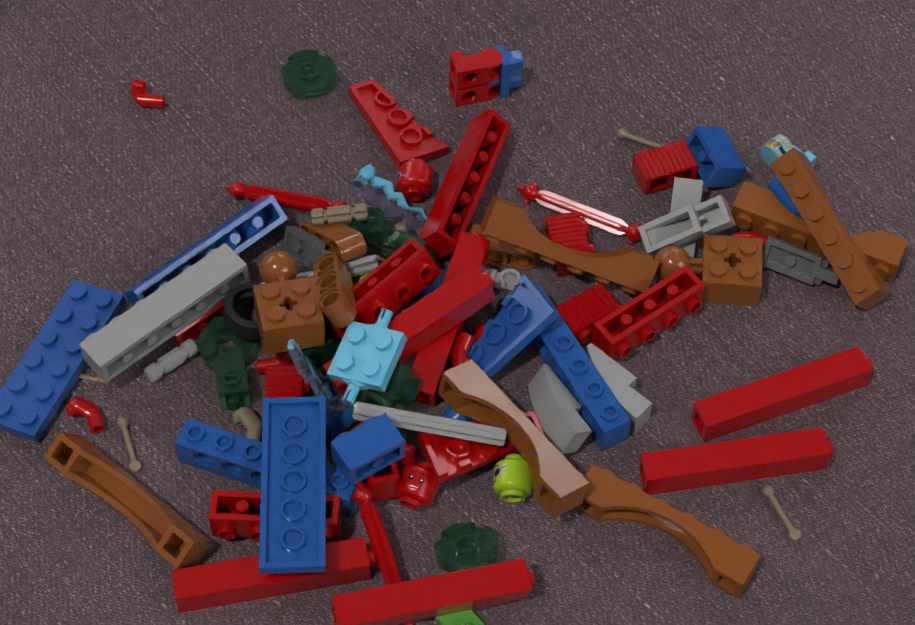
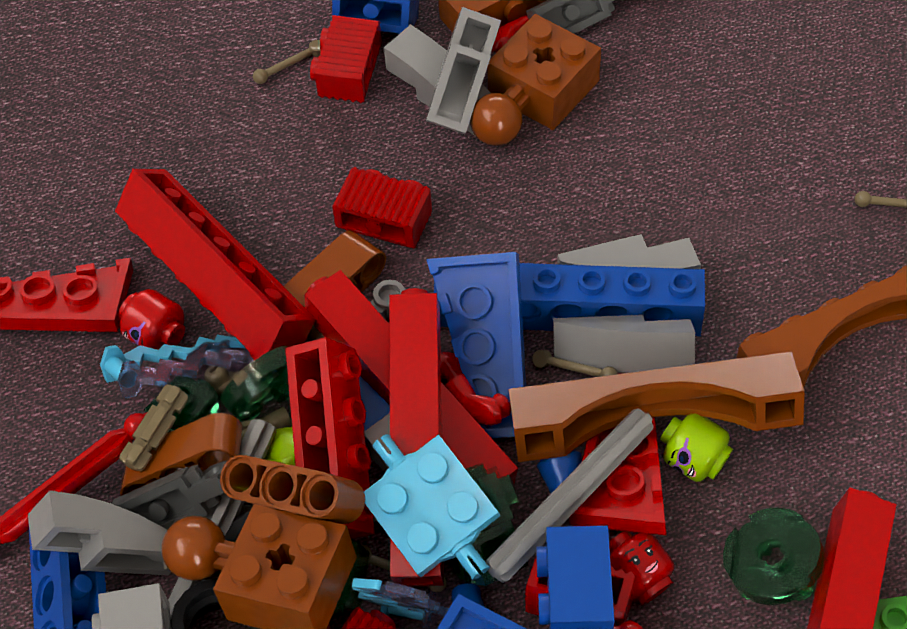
camera: 55 degrees left, 0 degrees up
(264, 227) = (100, 532): none -> light grey slope
(483, 75) = (61, 160): red hips -> none
(525, 377) = (543, 359): none -> dark tan hinge
(586, 309) = (505, 227): red brick -> none
(593, 216) = (334, 176): wheel -> none
(624, 265) = (353, 225): dark orange arch -> none
(648, 314) = (553, 177): red brick -> none
(735, 461) = (808, 210): red brick -> none
(781, 393) = (745, 119): red brick -> none

